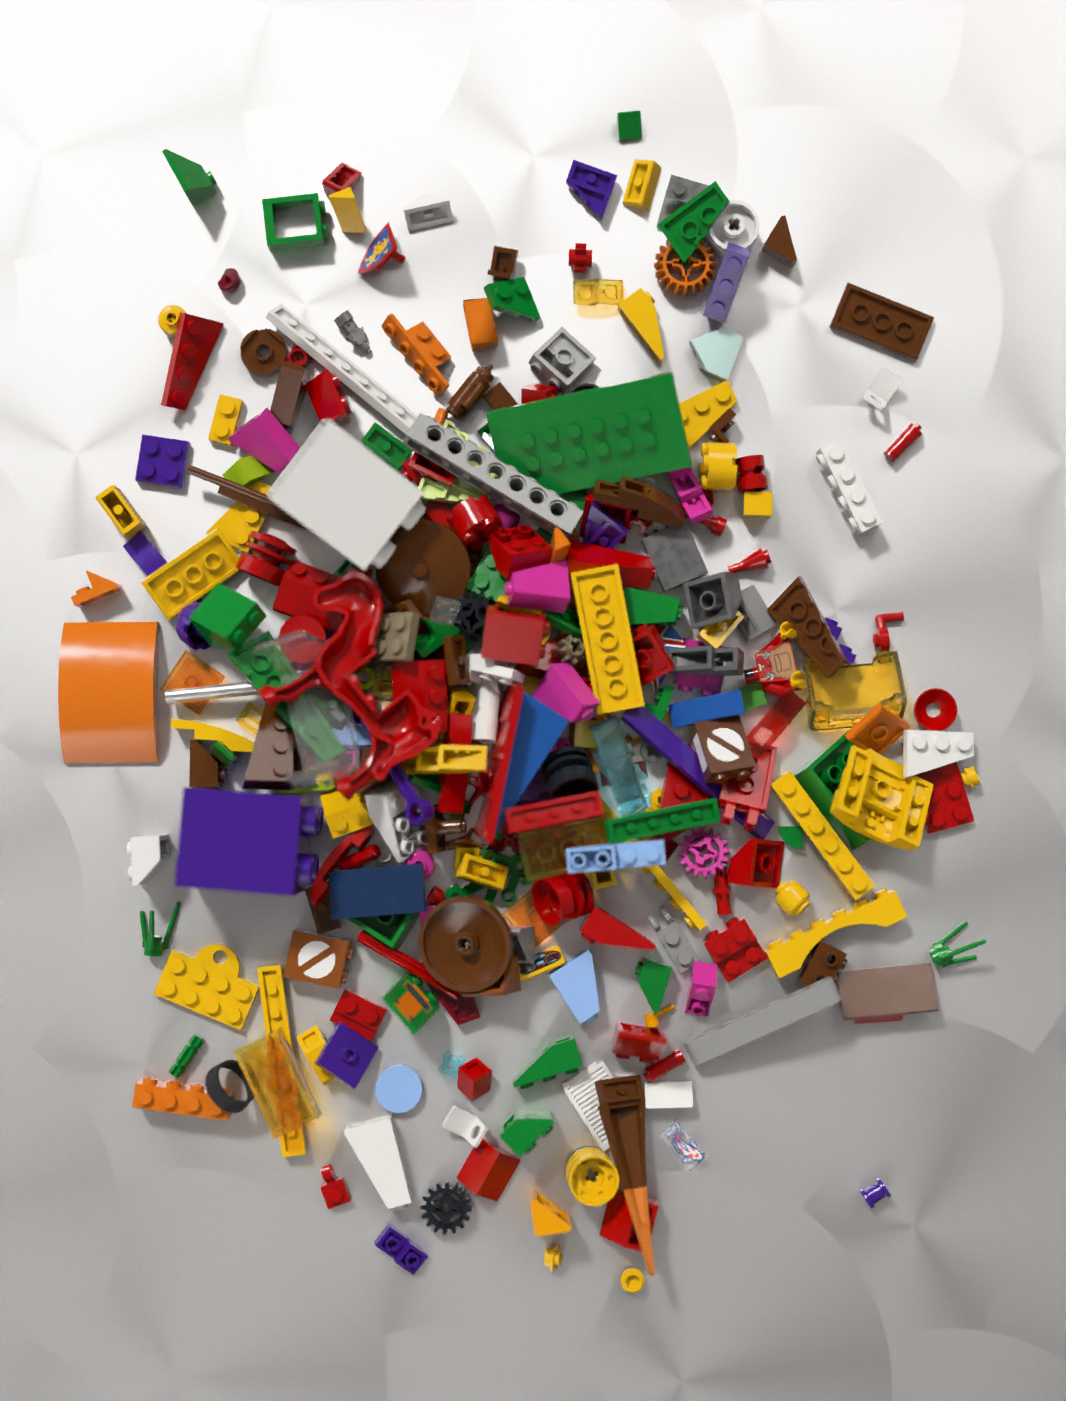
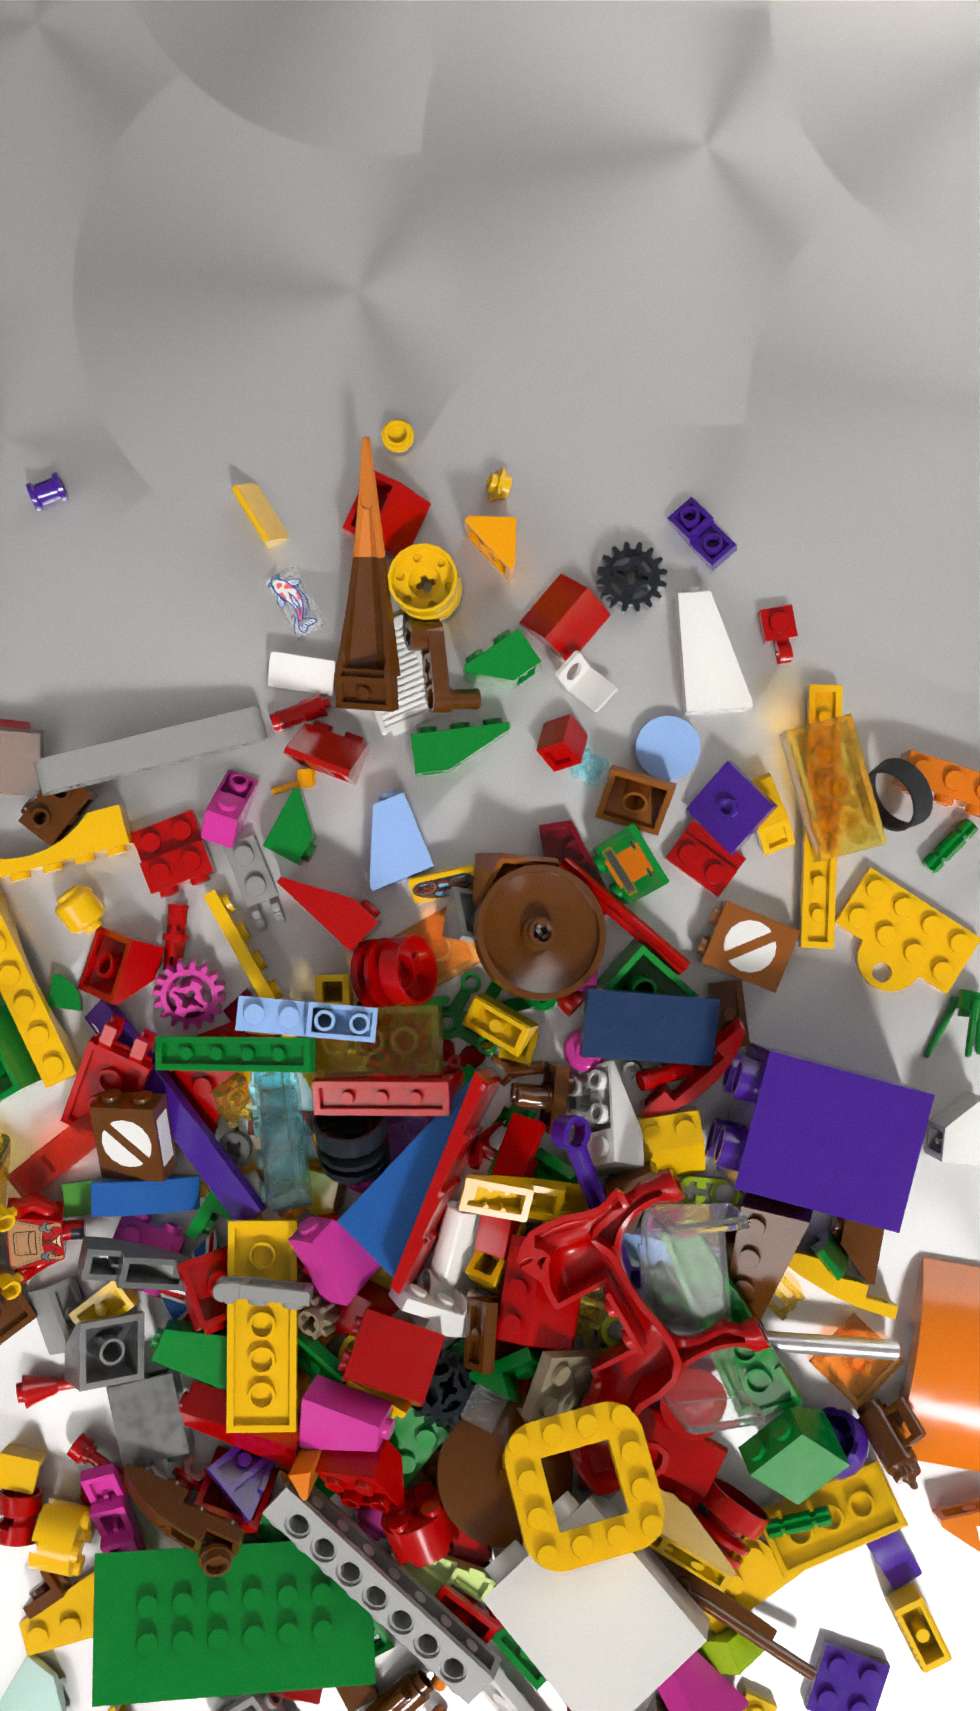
camera: 175 degrees left, 0 degrees up
(162, 635) = (889, 1440): none -> reddish brown piece
(215, 568) = (799, 1522): none -> green axle
(297, 550) = (690, 1545): none -> yellow slope
(336, 595) = (532, 1500): none -> yellow plate
(415, 1050) = (635, 799): none -> dark orange slope
(581, 1135) = (430, 640): none -> reddish brown beam
(609, 477) = (215, 1559): none -> reddish brown plate
(611, 664) = (262, 1291): none -> light grey hinge
(659, 786) = (231, 1100): none -> clear yellow plate
(720, 1204) = (260, 514): none -> yellow slope

